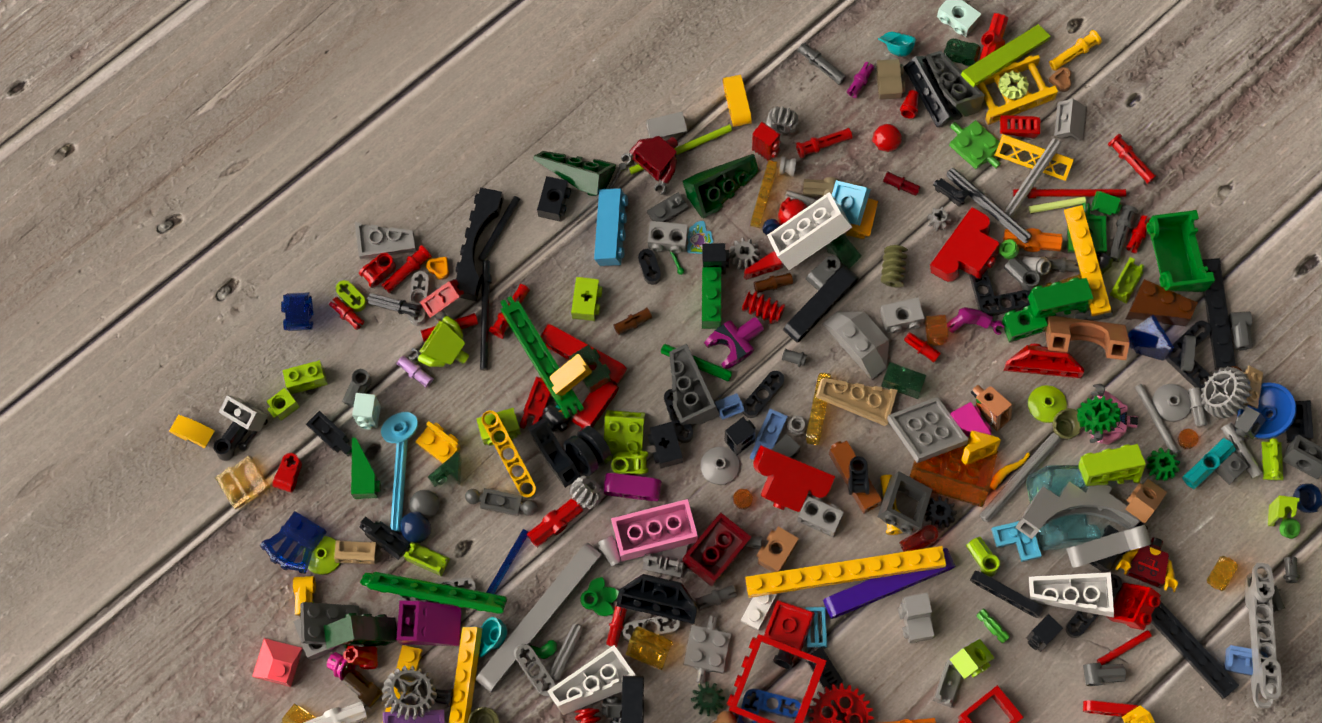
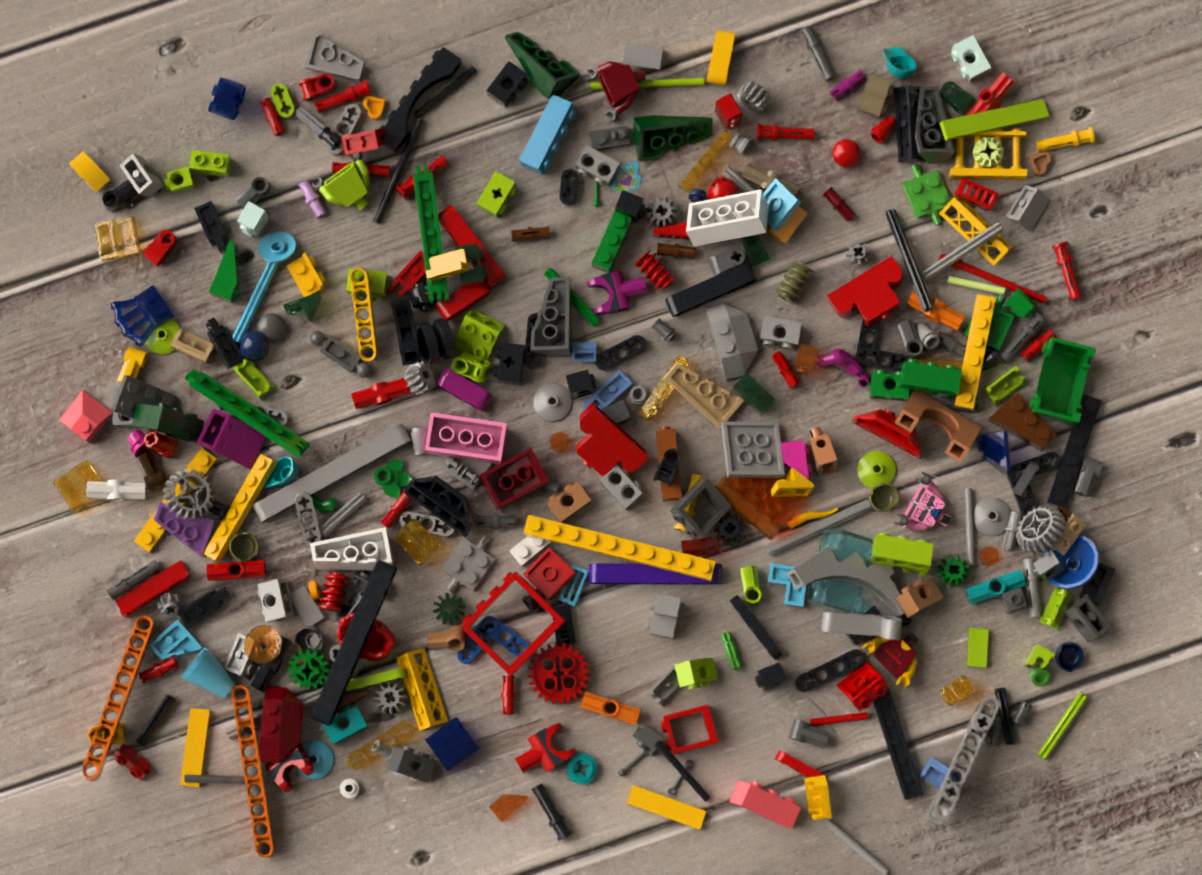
camera: 25 degrees right, 10 degrees up
(507, 562) = (323, 412): clear blue bar -> none
(954, 195) = (883, 235): black piece -> none
(1009, 249) = (907, 311): bright green tile -> none
(1076, 592) = (818, 653): white wedge -> none
(1098, 415) = (912, 502): green gear -> none
(1219, 526) = (977, 647): none -> lime tile
(1286, 591) = (1005, 716): none -> black axle

